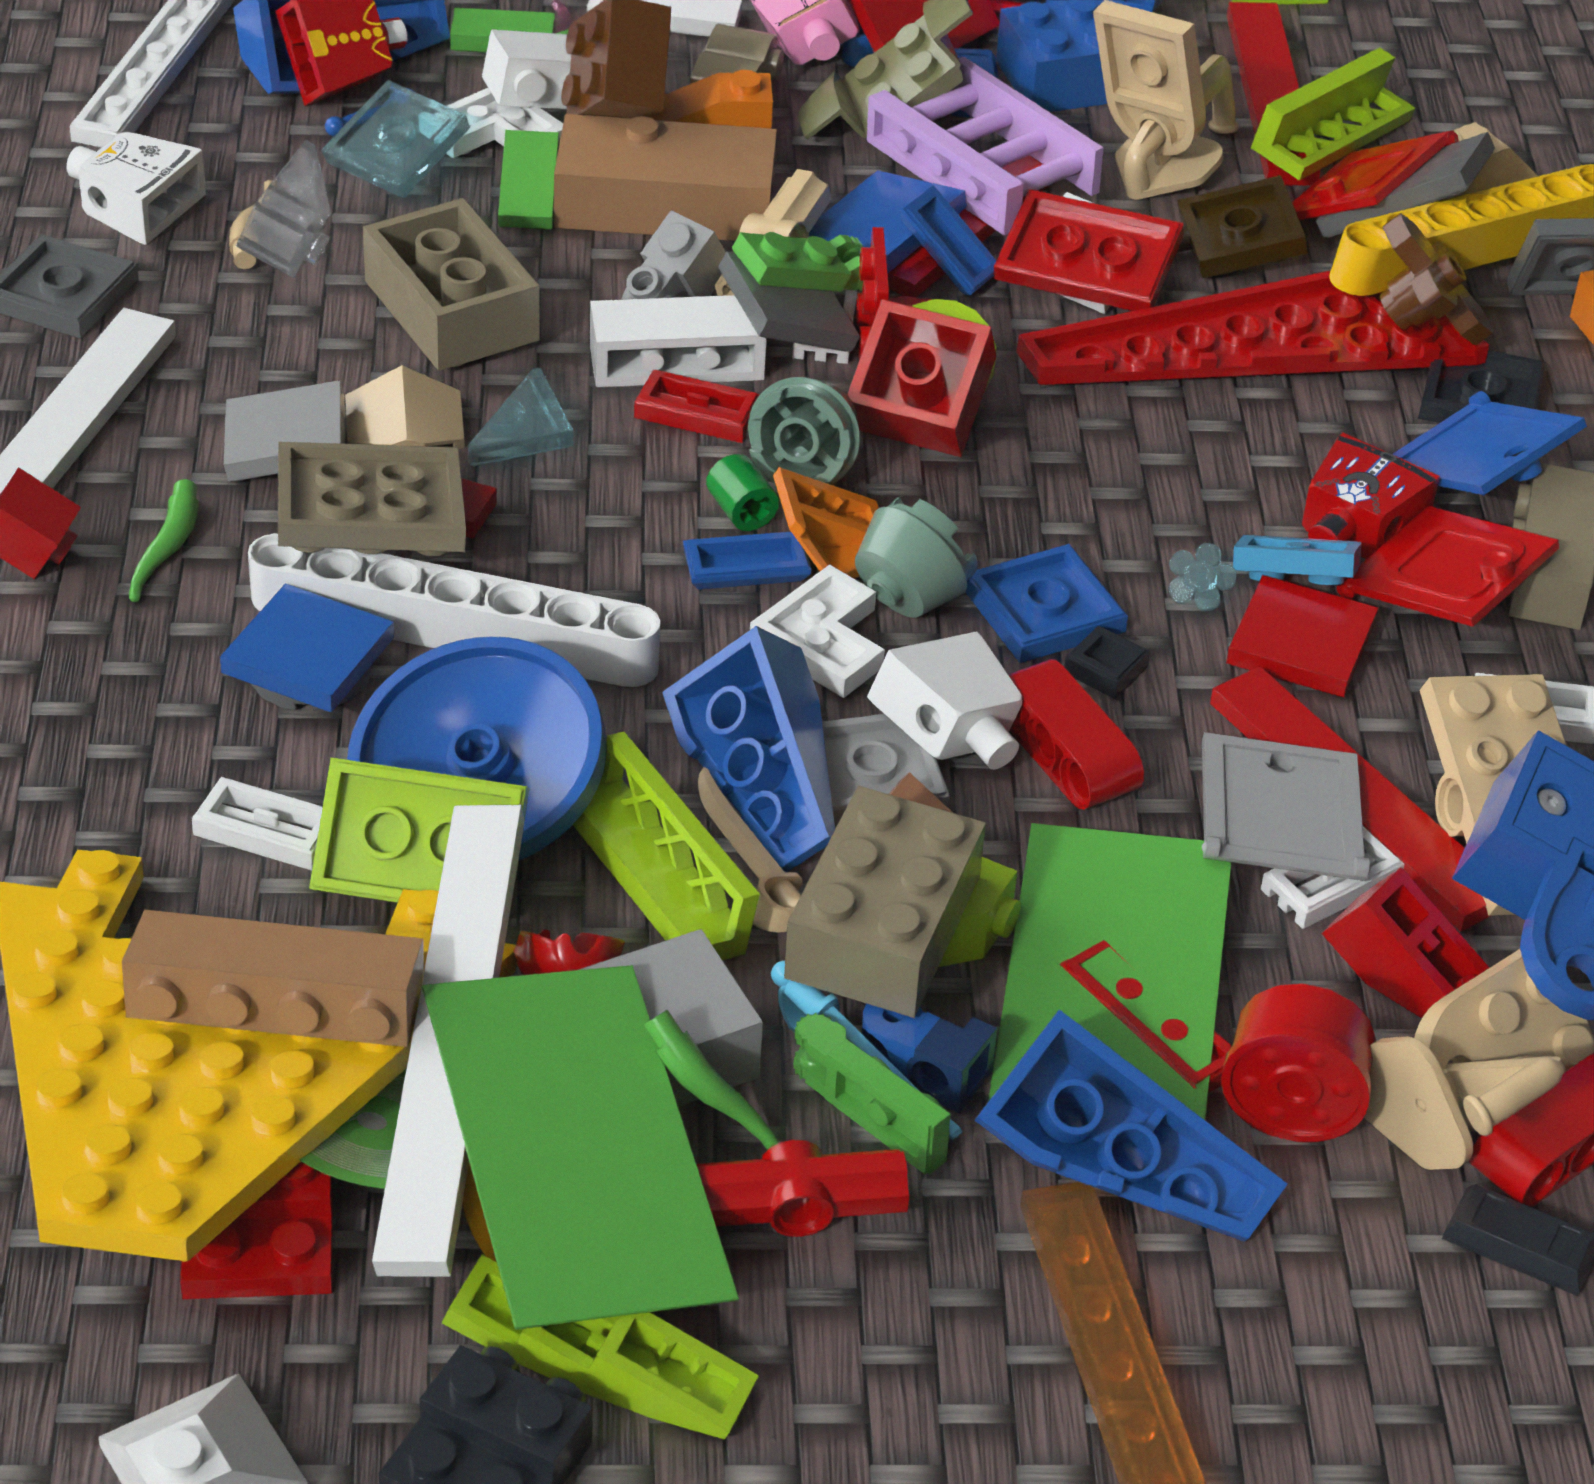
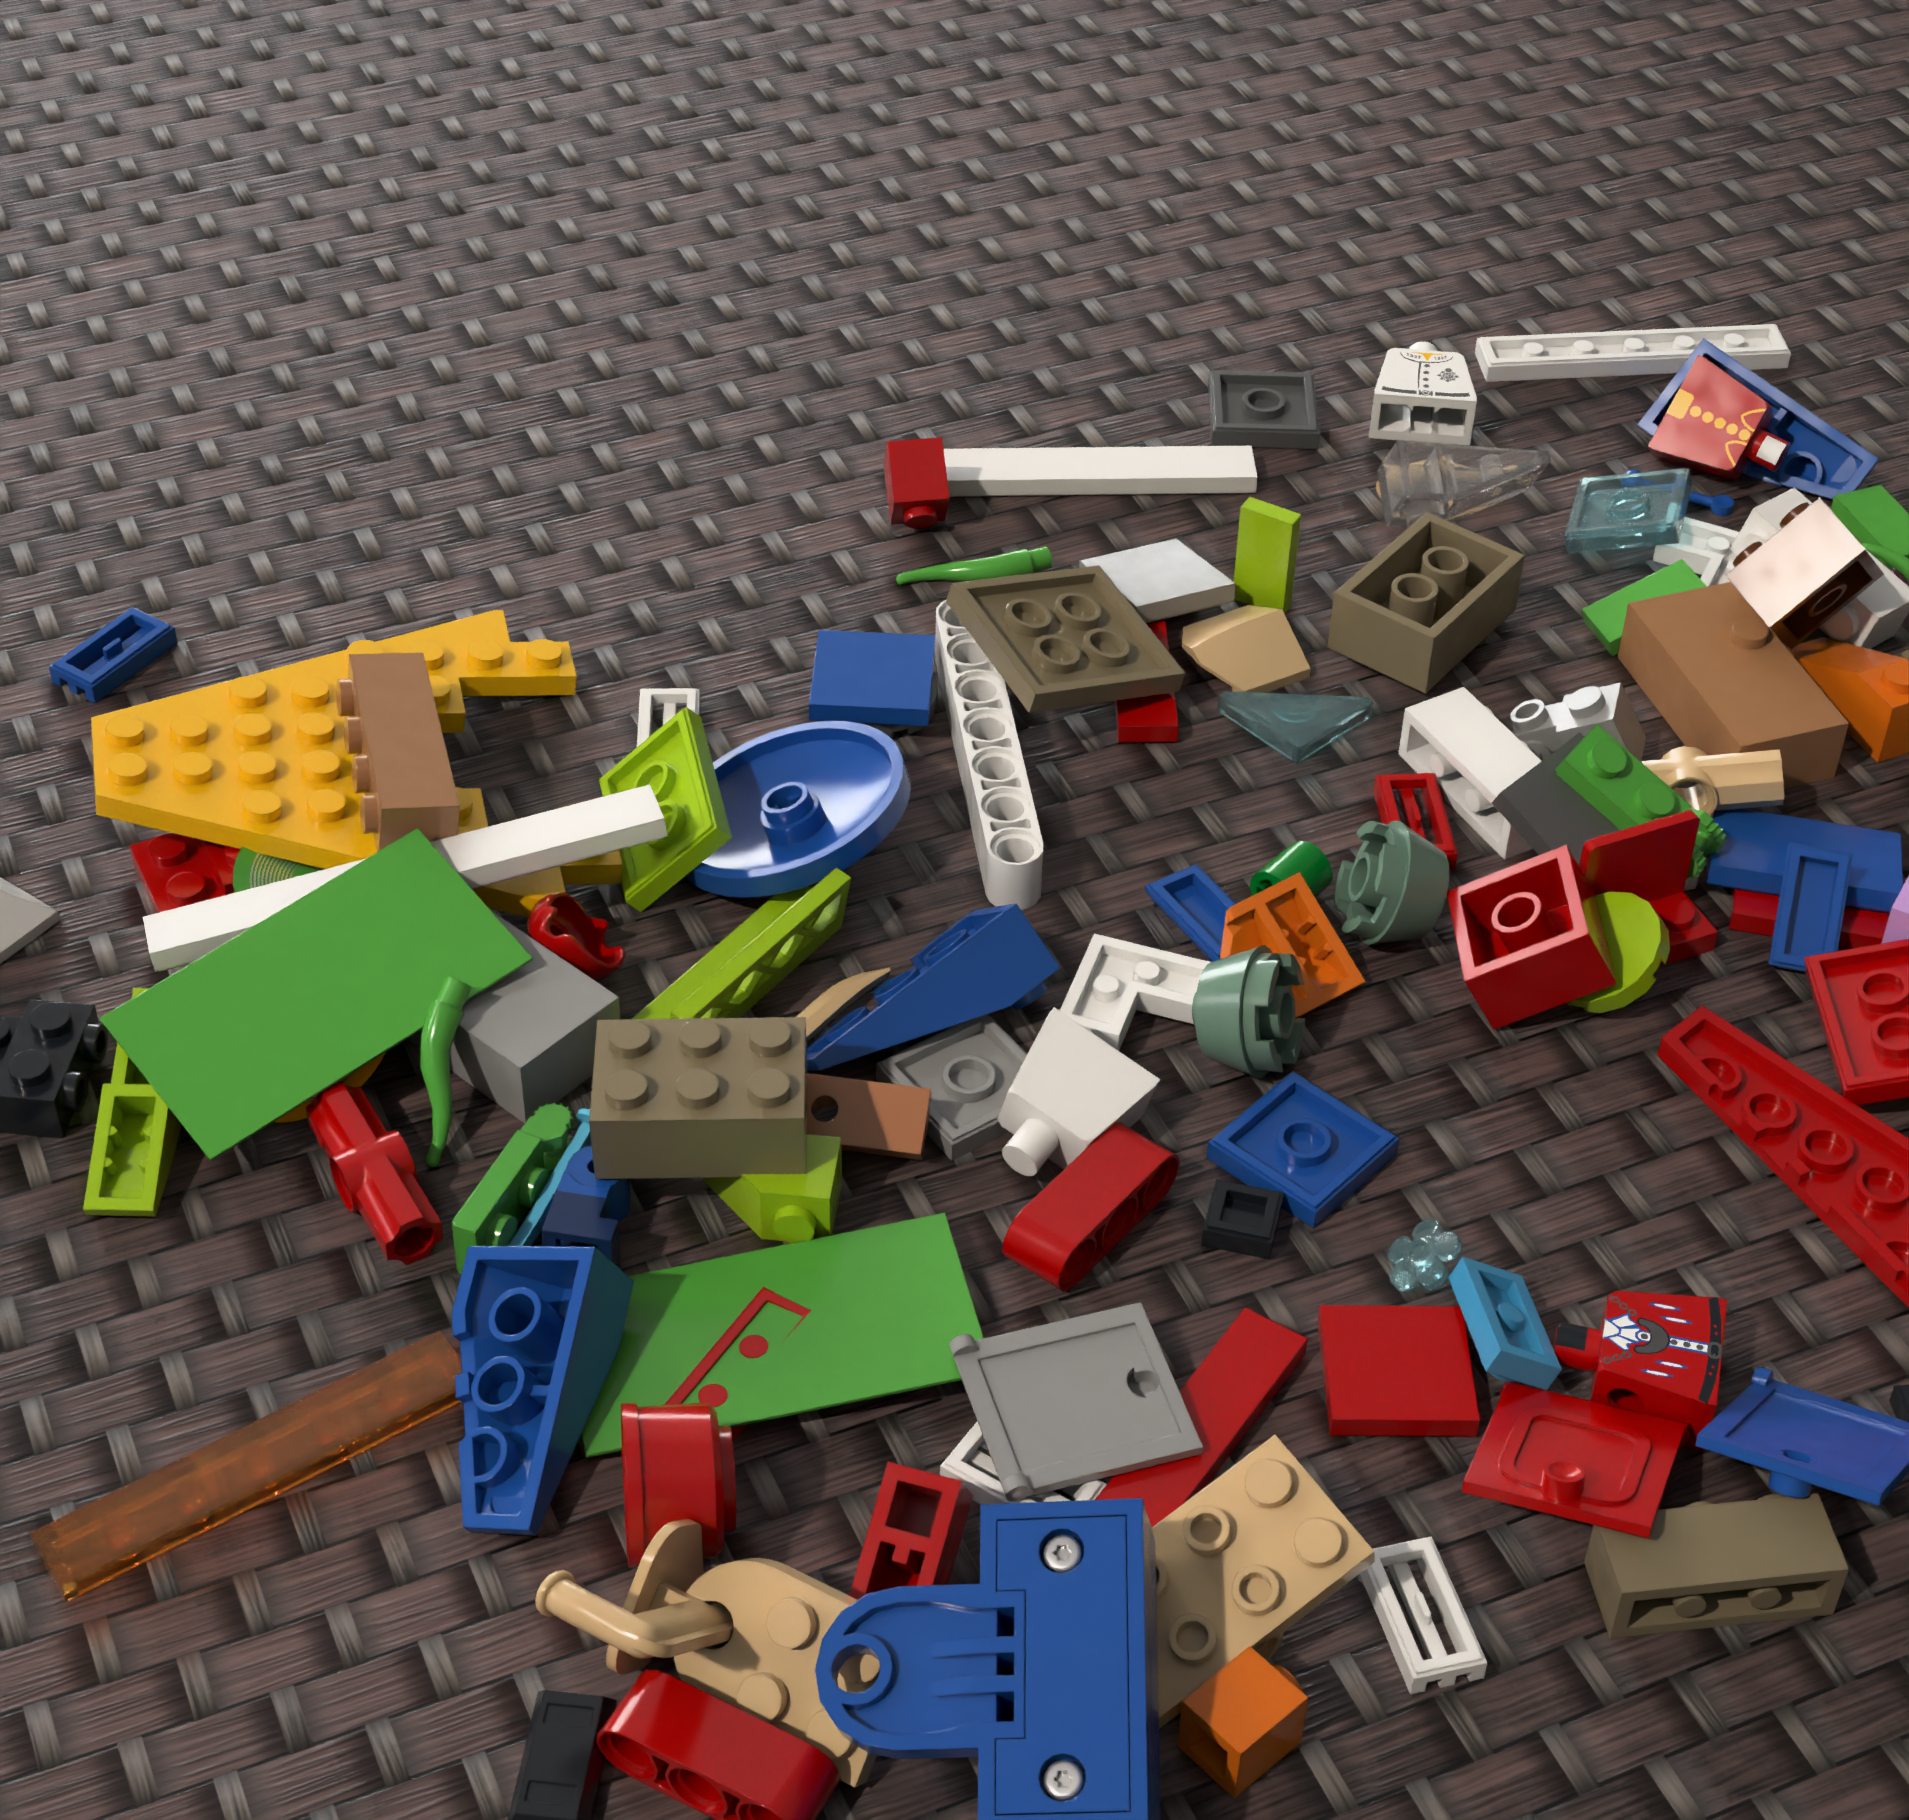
camera: 70 degrees right, 0 degrees up
(333, 338) = (1266, 554): none -> lime tile

